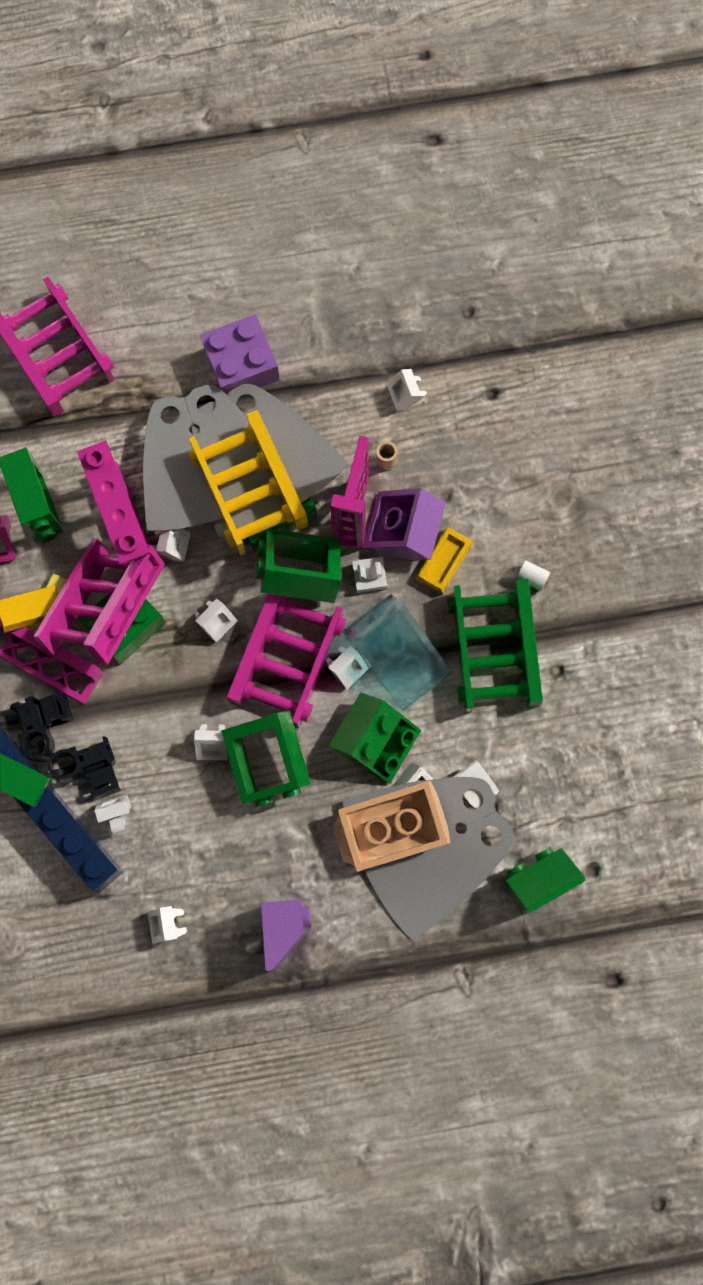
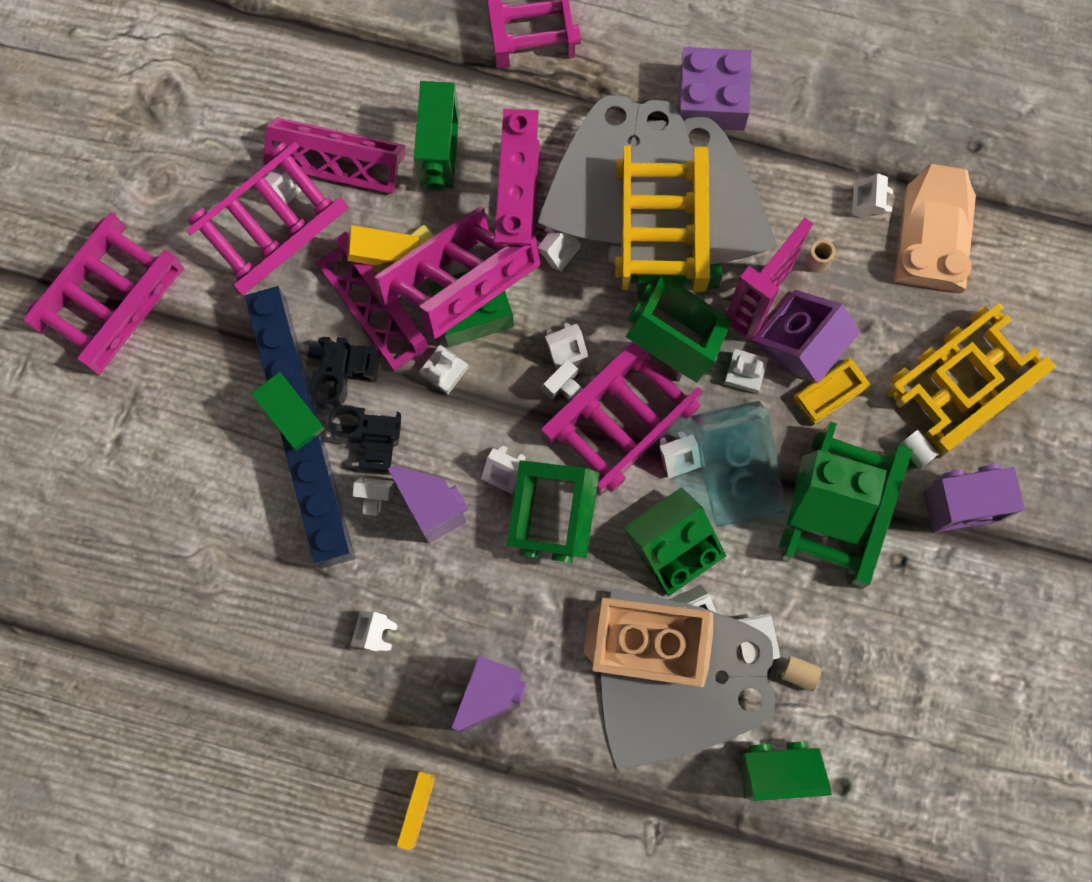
camera: 25 degrees right, 0 degrees up
(124, 684) = (444, 369): none -> white tile
(164, 797) = (430, 501): none -> medium lavender slope
(227, 651) = (562, 382): none -> white tile
(267, 1050) = (416, 810): none -> yellow tile
(469, 393) = (936, 230): none -> light nougat slope
(484, 644) = (835, 496): none -> green slope
(521, 795) = (801, 673): none -> tan hinge
(568, 512) = (986, 400): none -> yellow fence
(592, 596) = (974, 498): none -> medium lavender brick

